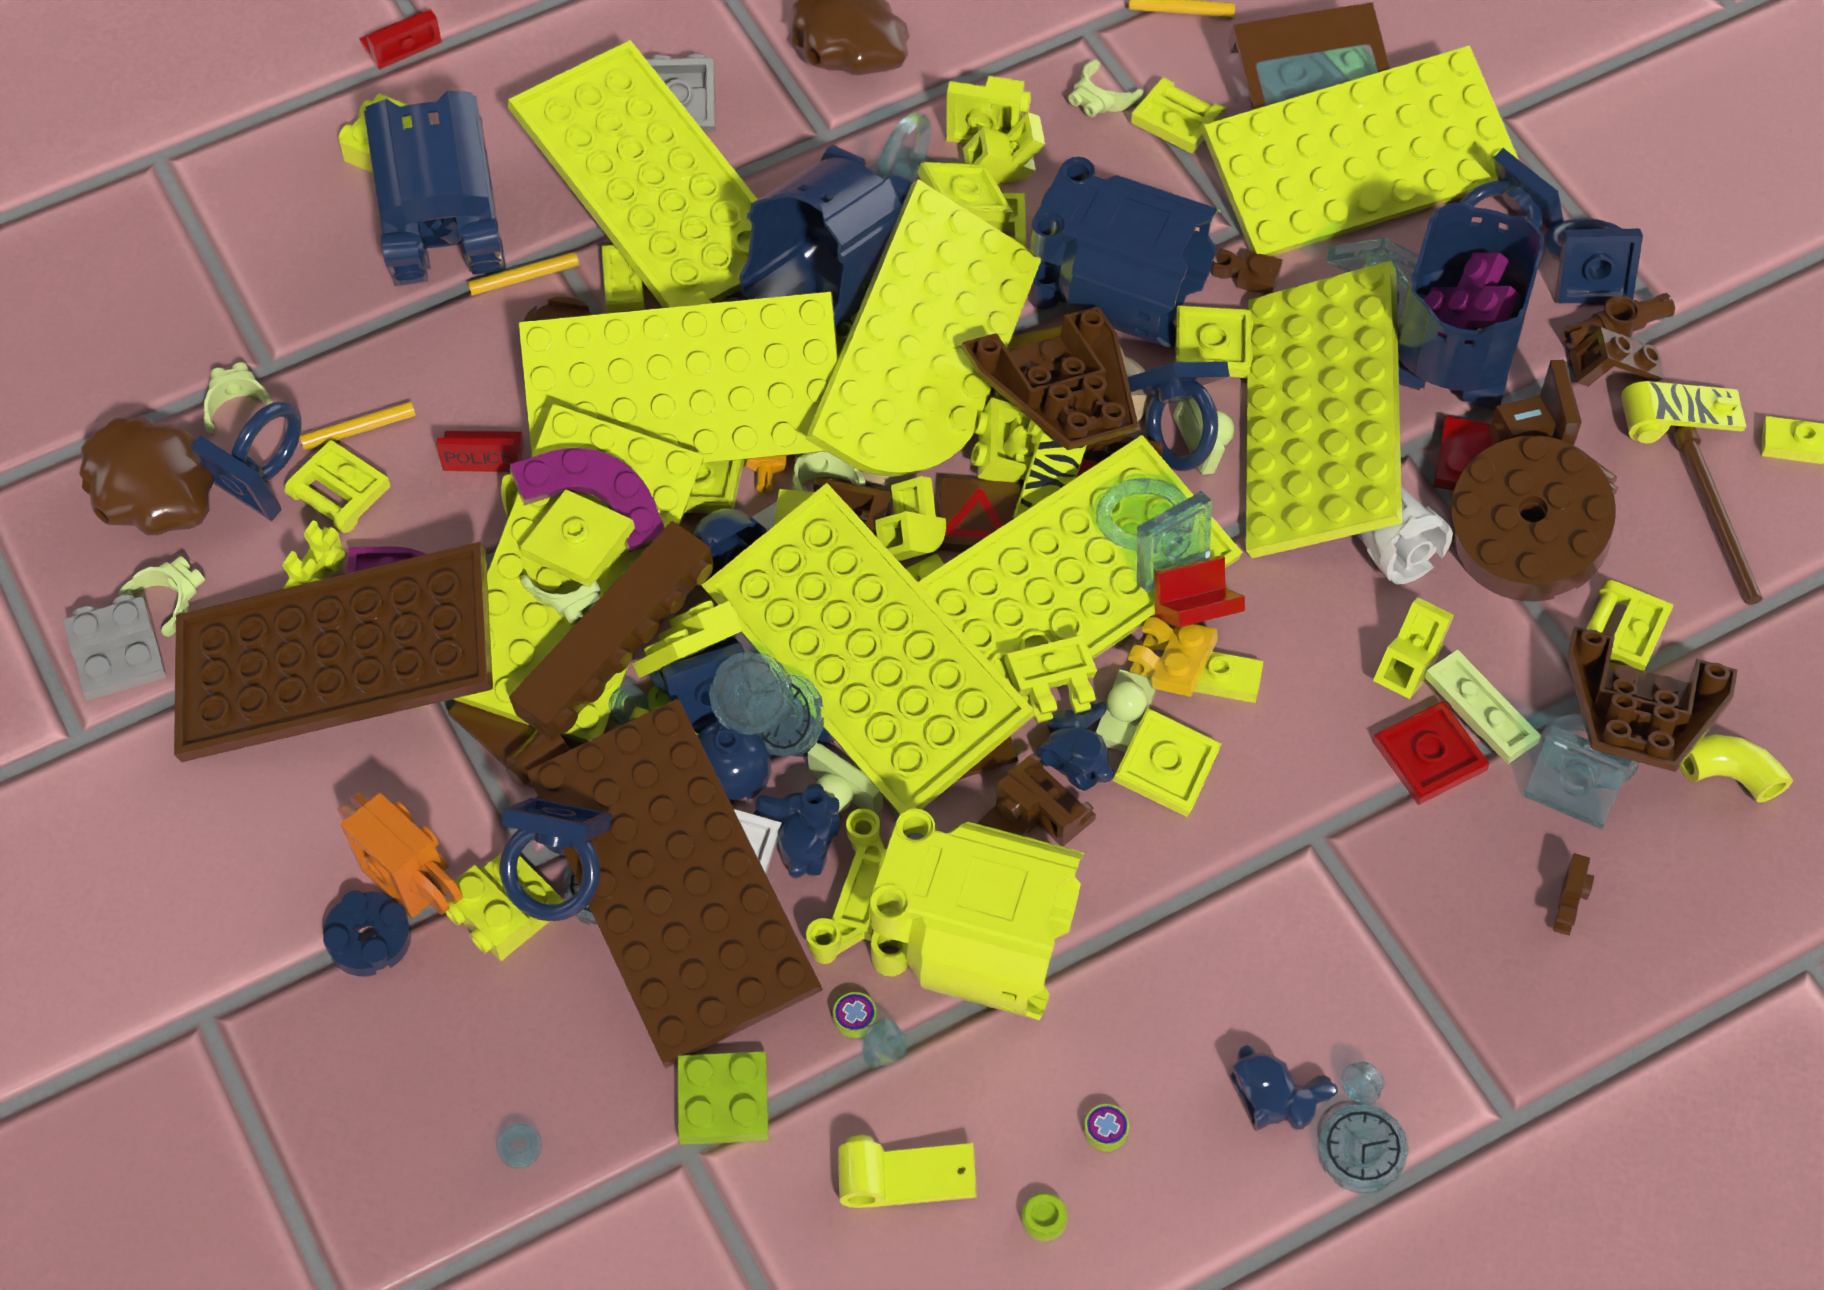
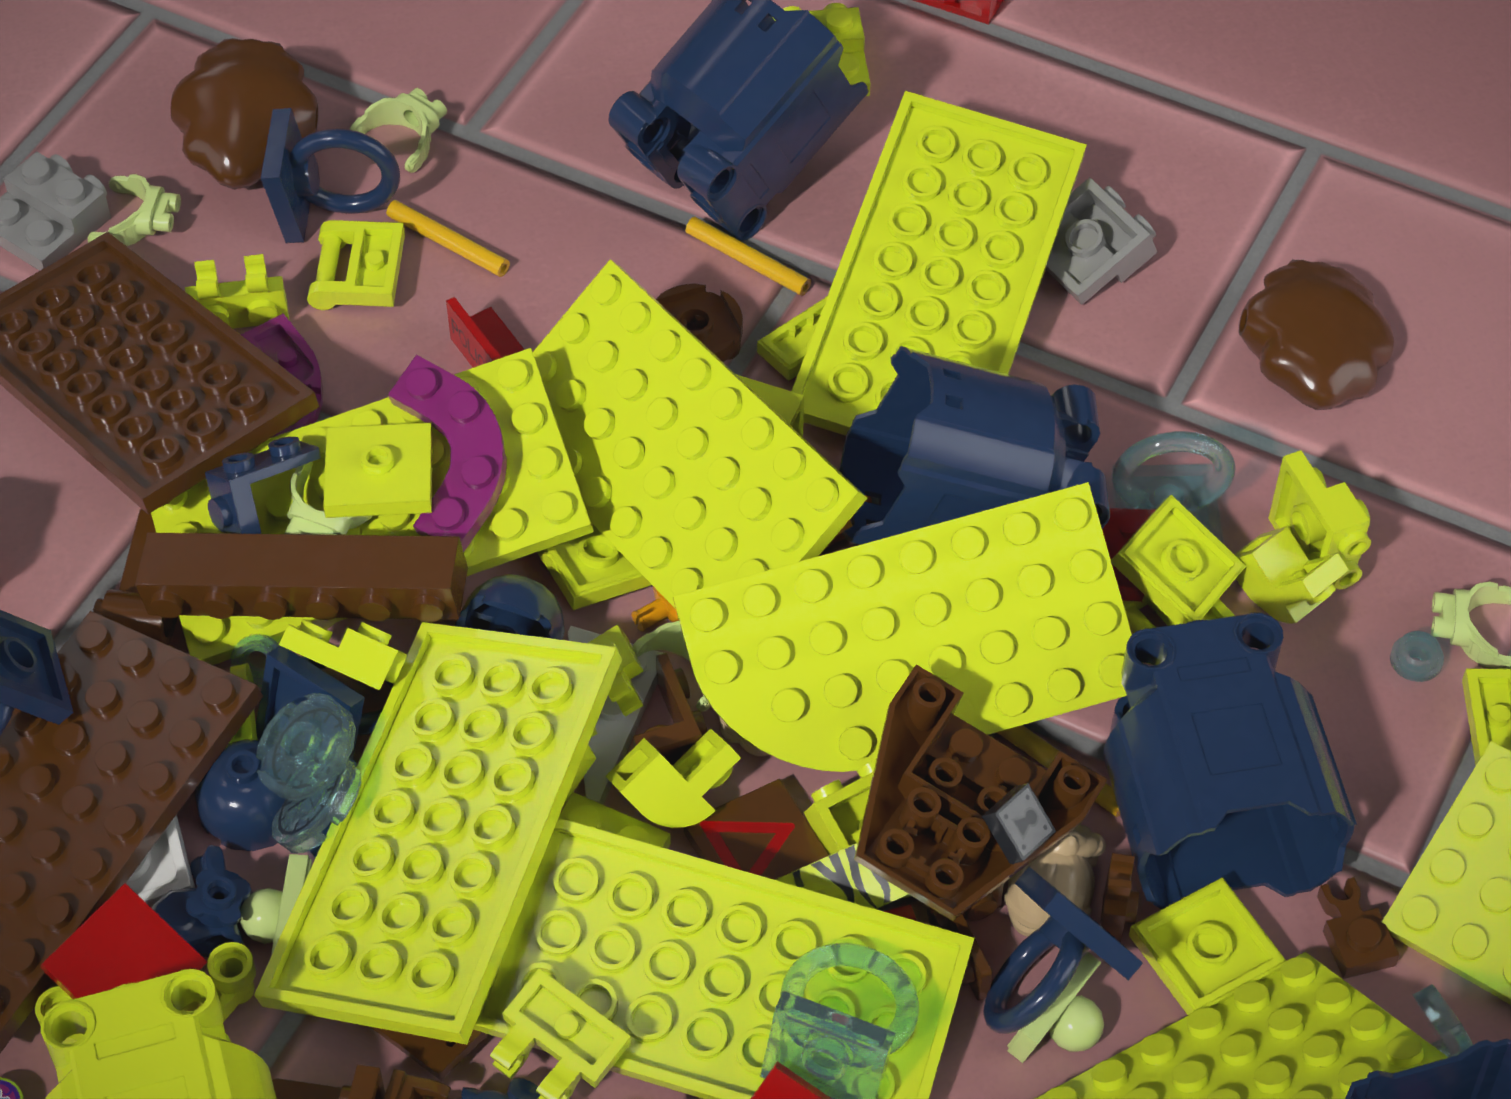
camera: 55 degrees right, 5 degrees down
(516, 619) = (229, 486): none -> dark blue bracket
(824, 878) = (118, 947): none -> red tile
(1101, 131) = (1420, 646): none -> clear light blue plate
(1104, 359) = (1019, 823): none -> tile
(1153, 352) = (1119, 900): none -> reddish brown plate

